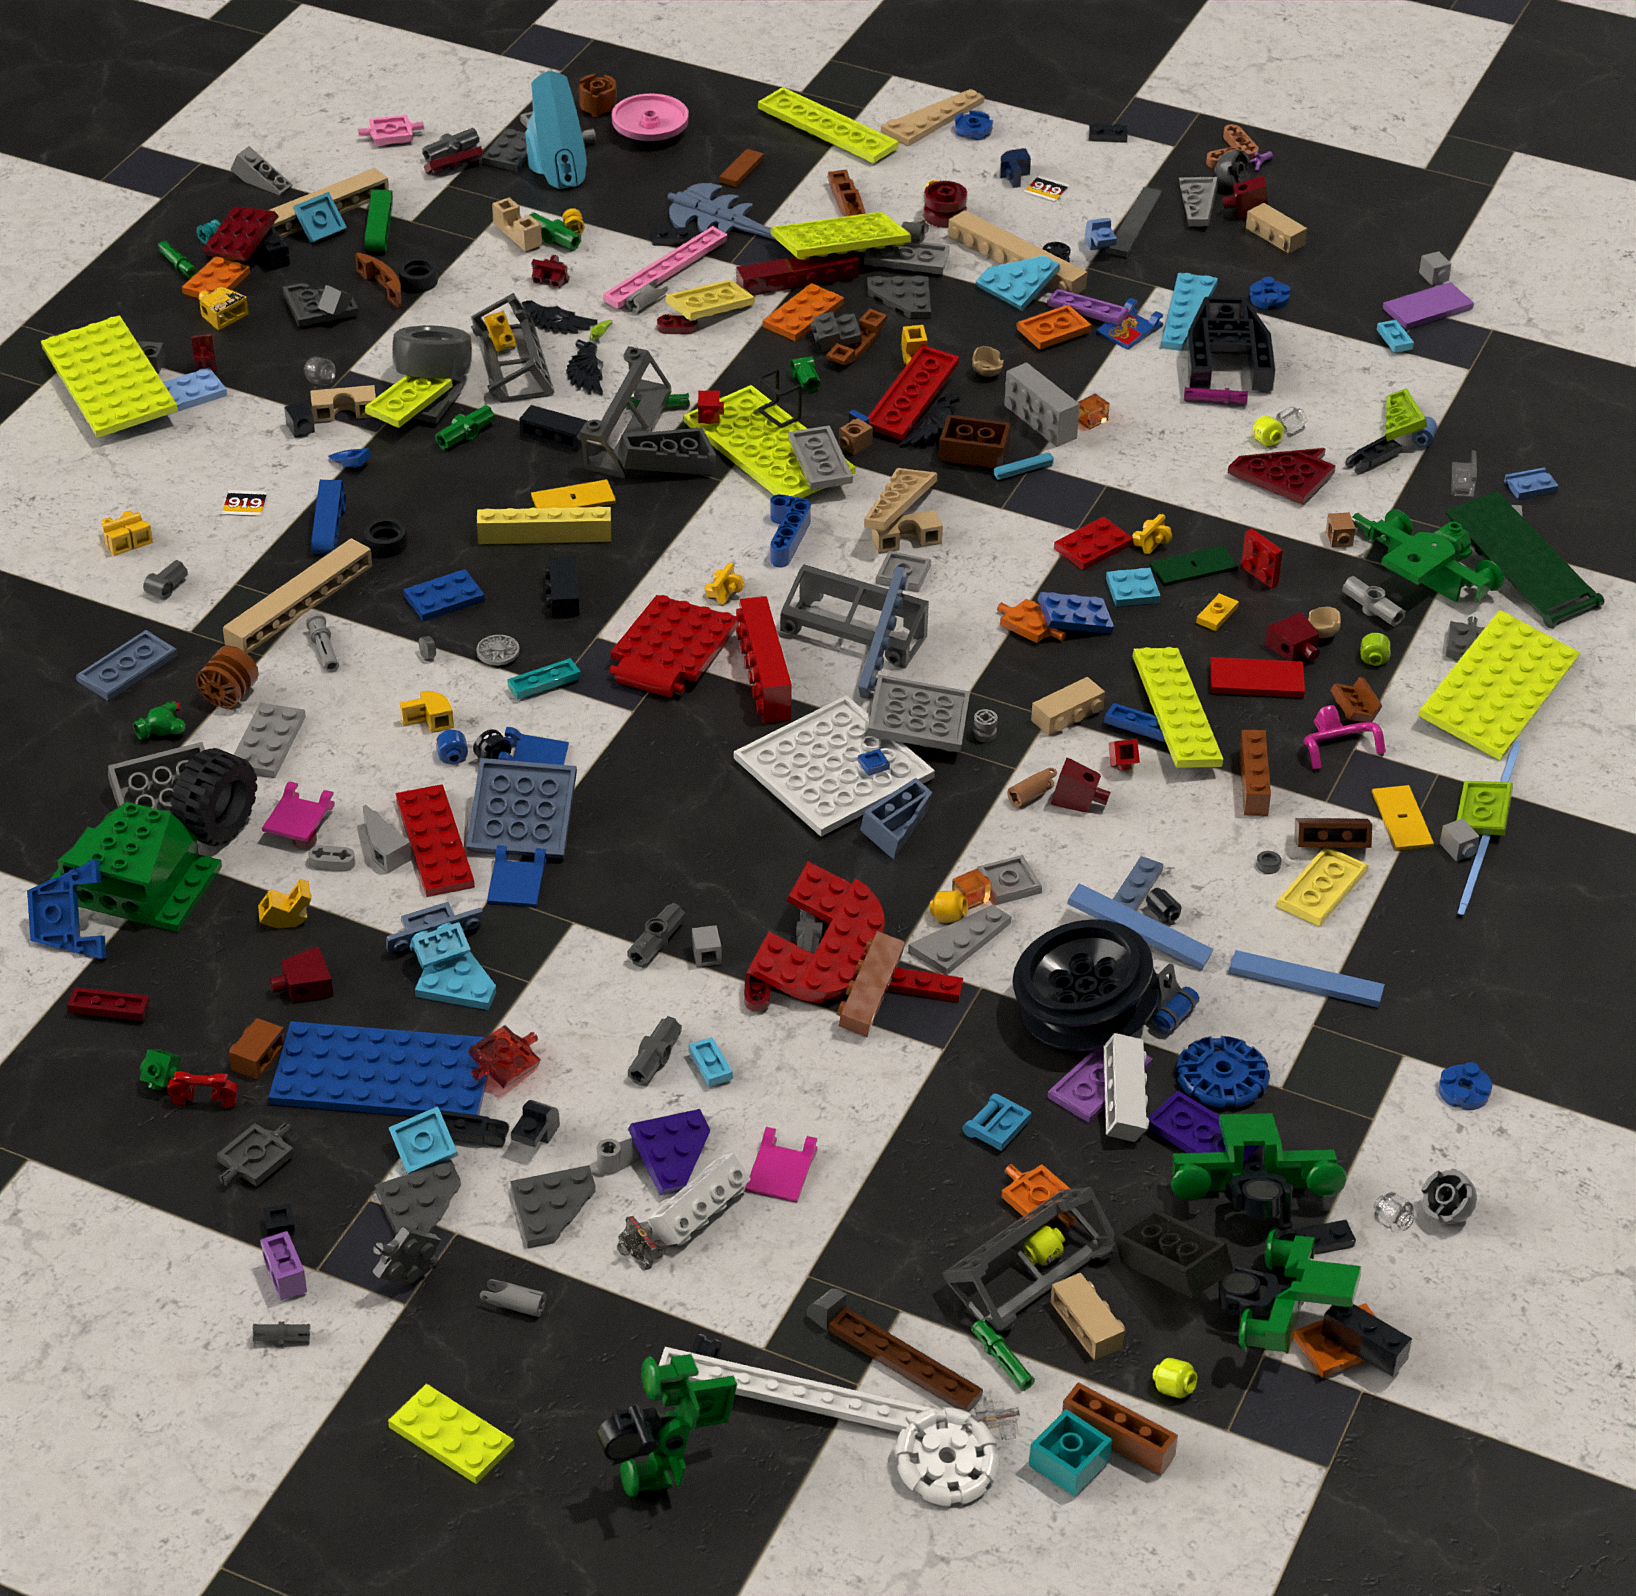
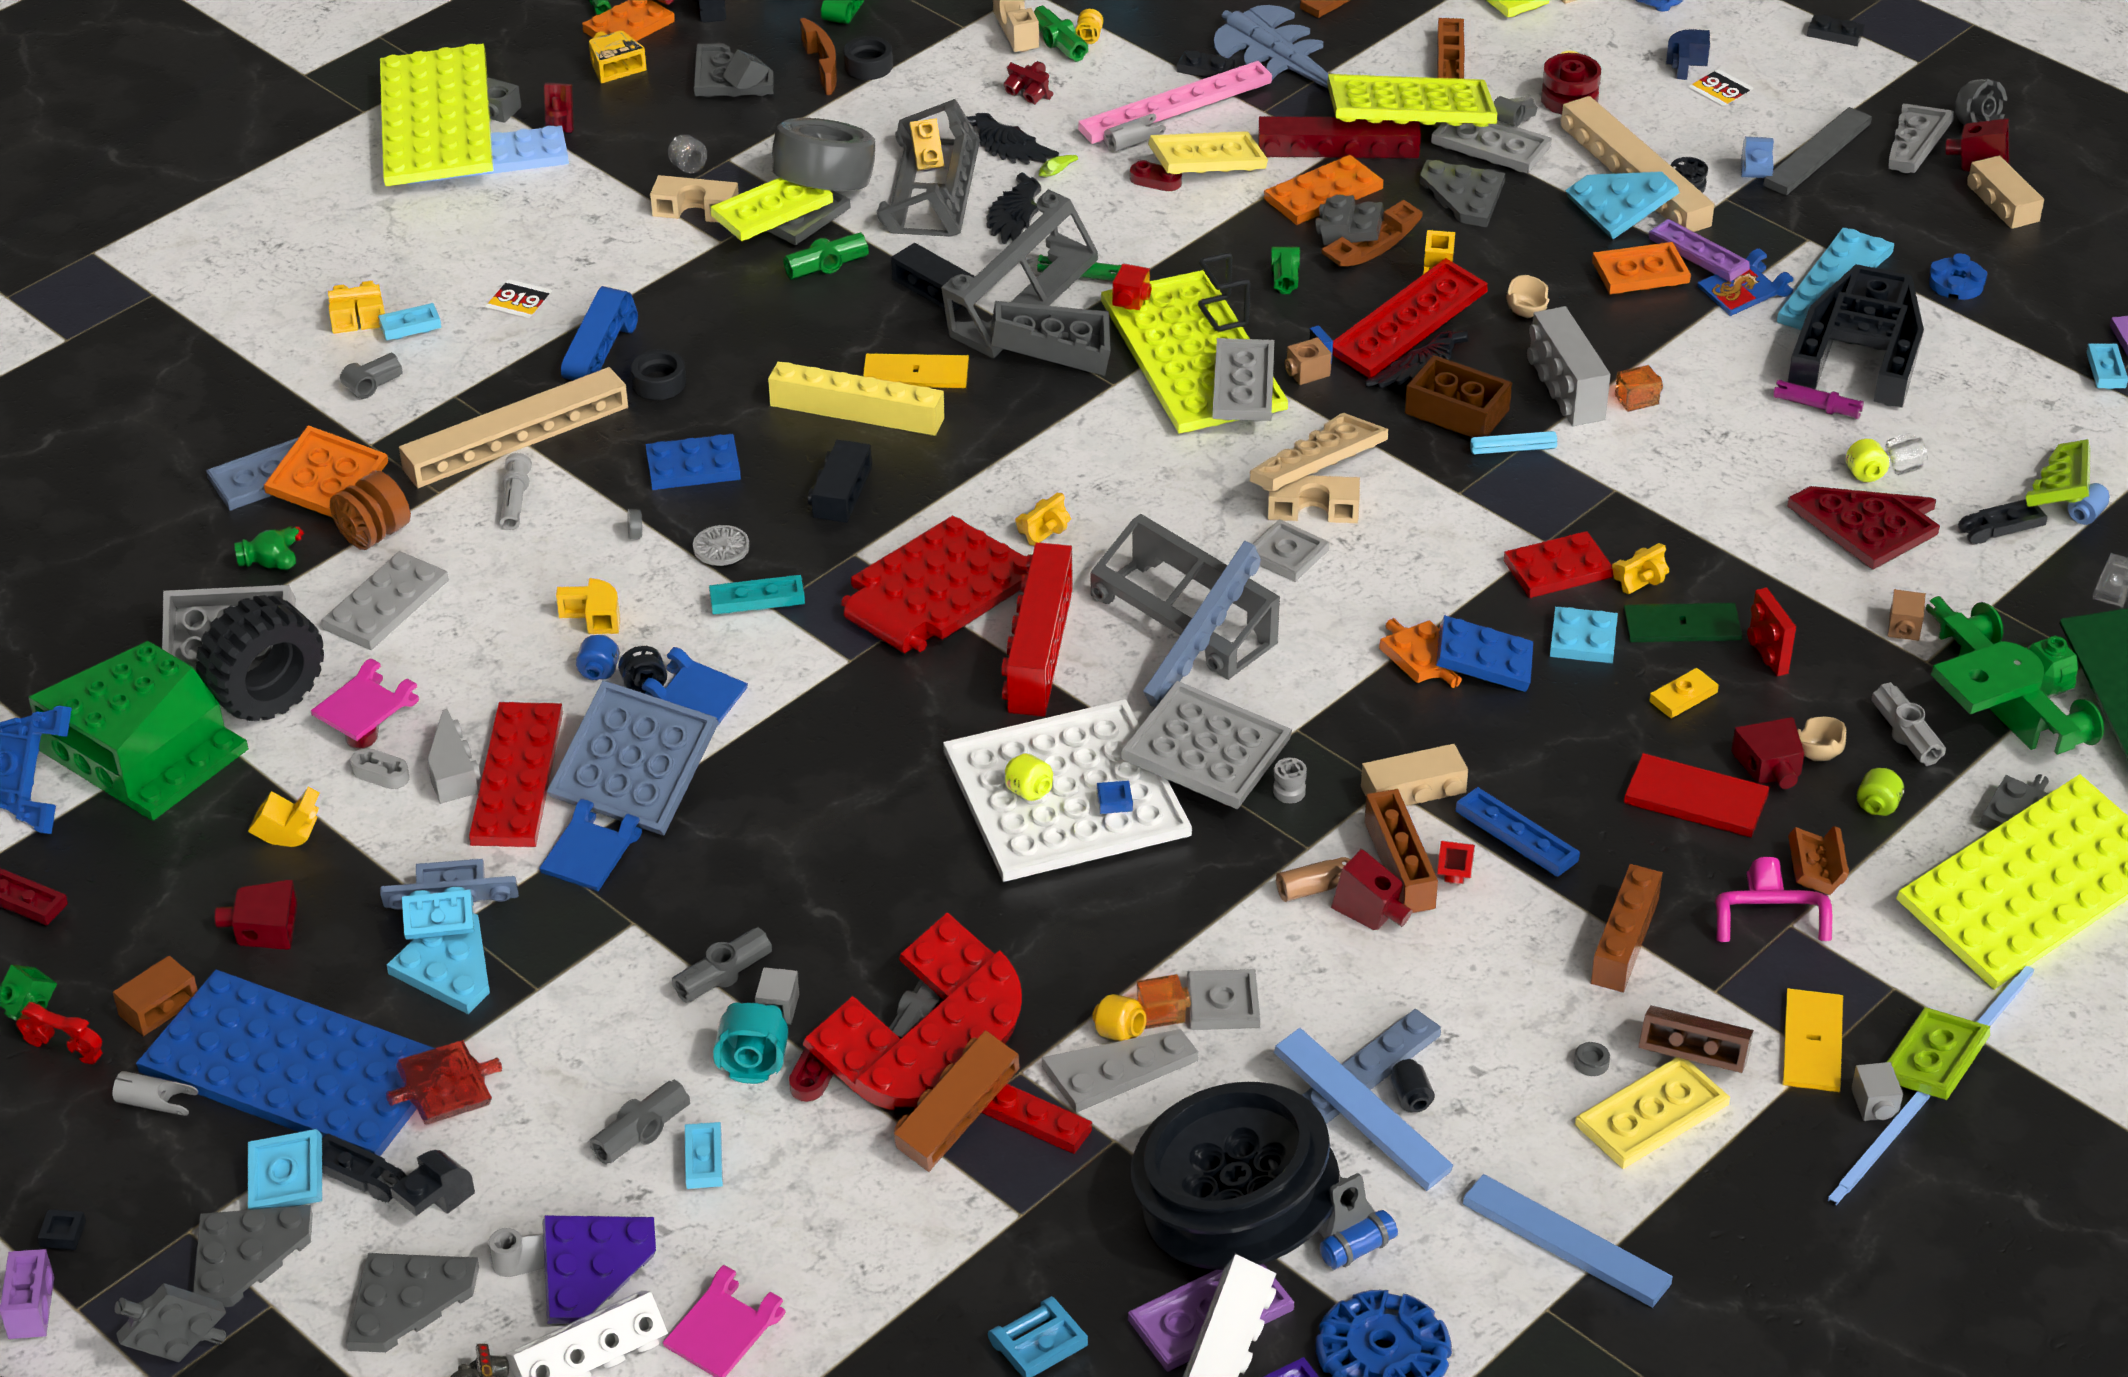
camera: 20 degrees right, 0 degrees up
(172, 535) = (409, 321): none -> medium azure plate
(173, 657) = (320, 468): none -> orange plate
(255, 1154) = (80, 1134): dark grey plate -> none
(293, 1114) = (150, 1092): none -> light grey piece
(299, 419) = (632, 208): black brick -> none
(352, 457) = (671, 267): blue plate -> none
(708, 979) = (751, 1042): none -> teal brick
(794, 519) = (1173, 455): blue beam -> none
(810, 761) = (1028, 777): none -> neon yellow head
(896, 816) = (1109, 878): sand blue wedge -> none
(1073, 742) = (1401, 849): none -> dark orange brick
(1177, 708) = (1561, 814): neon yellow plate -> none
(1237, 140) = (2009, 73): nougat beam -> none
(1261, 158) = (2027, 98): medium lavender bar -> none

